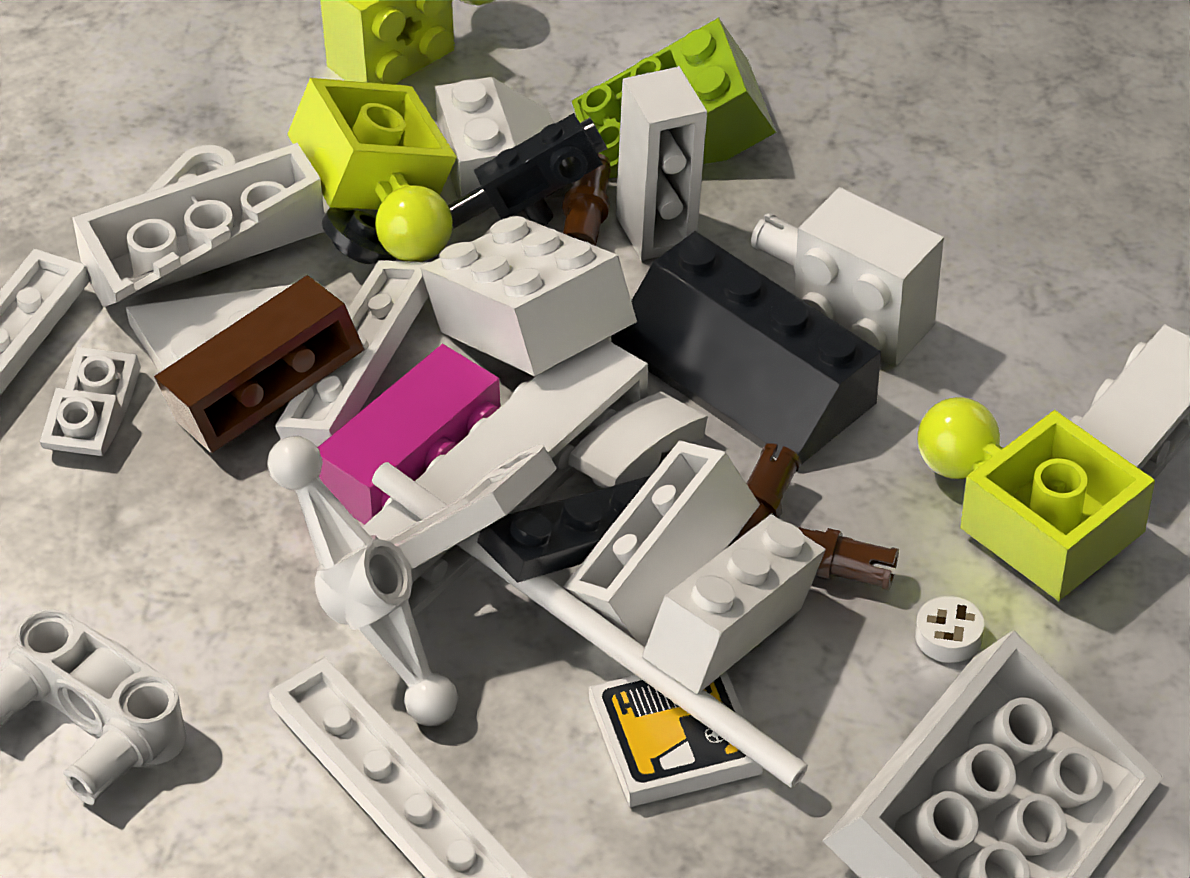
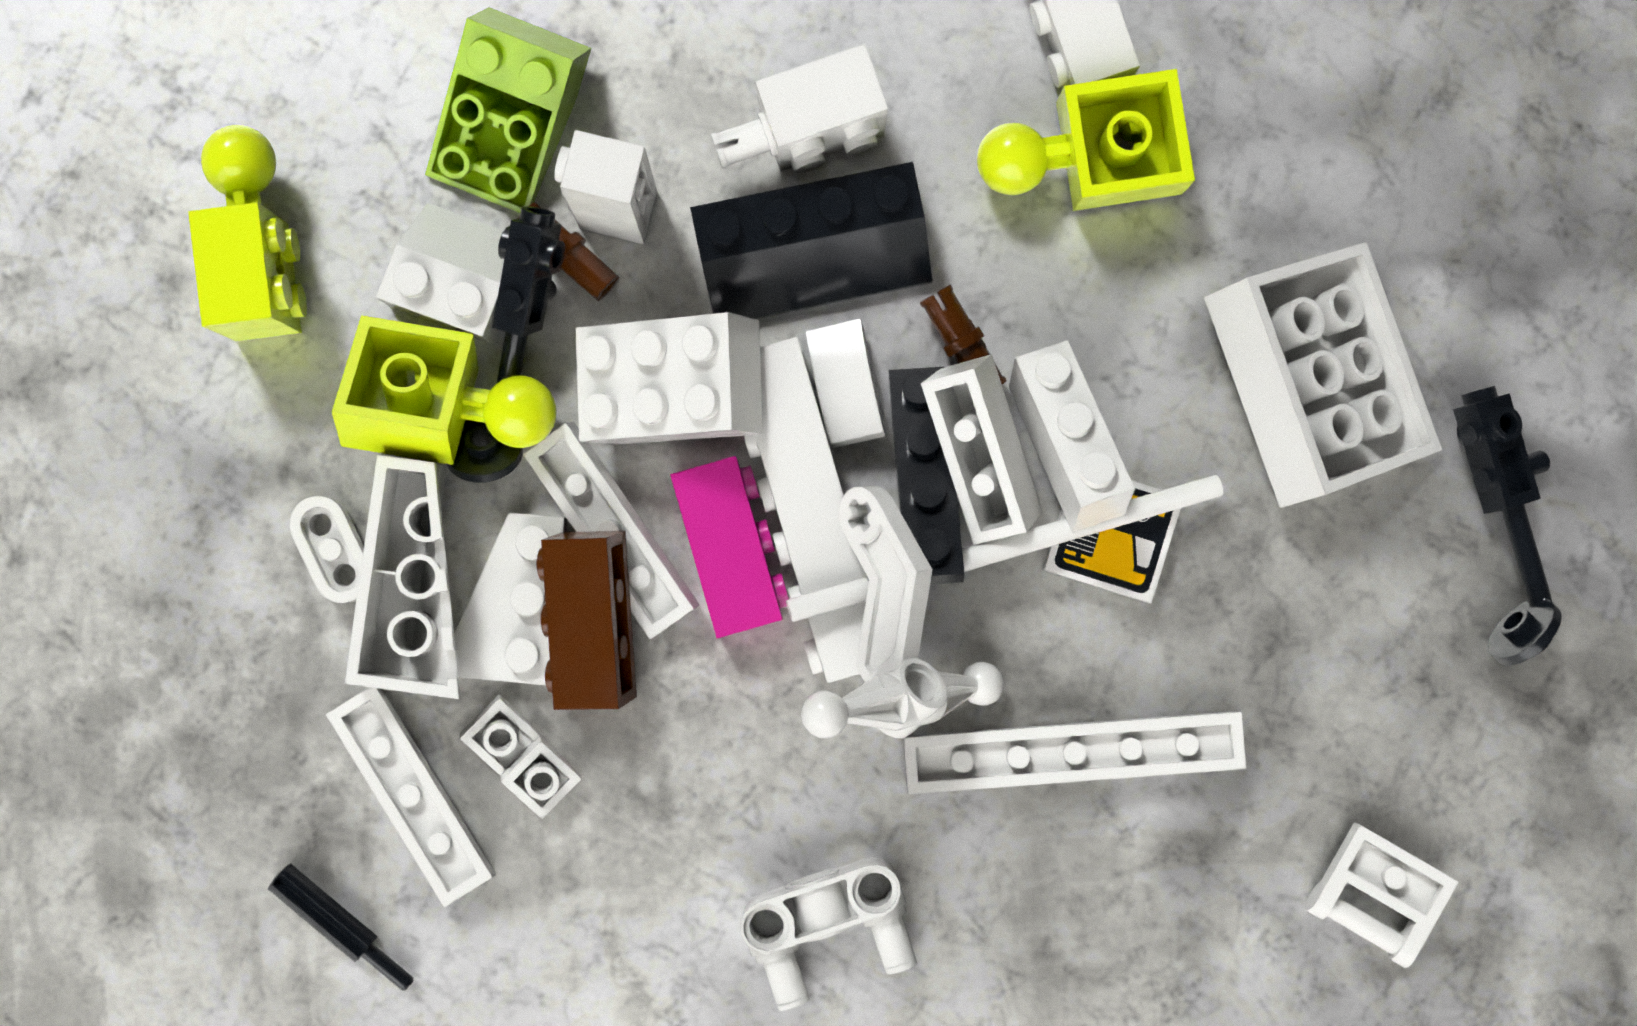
camera: 60 degrees left, 40 degrees up
(853, 558) = (1042, 322): reddish brown pin -> none
(949, 629) = (1155, 287): white tile -> none

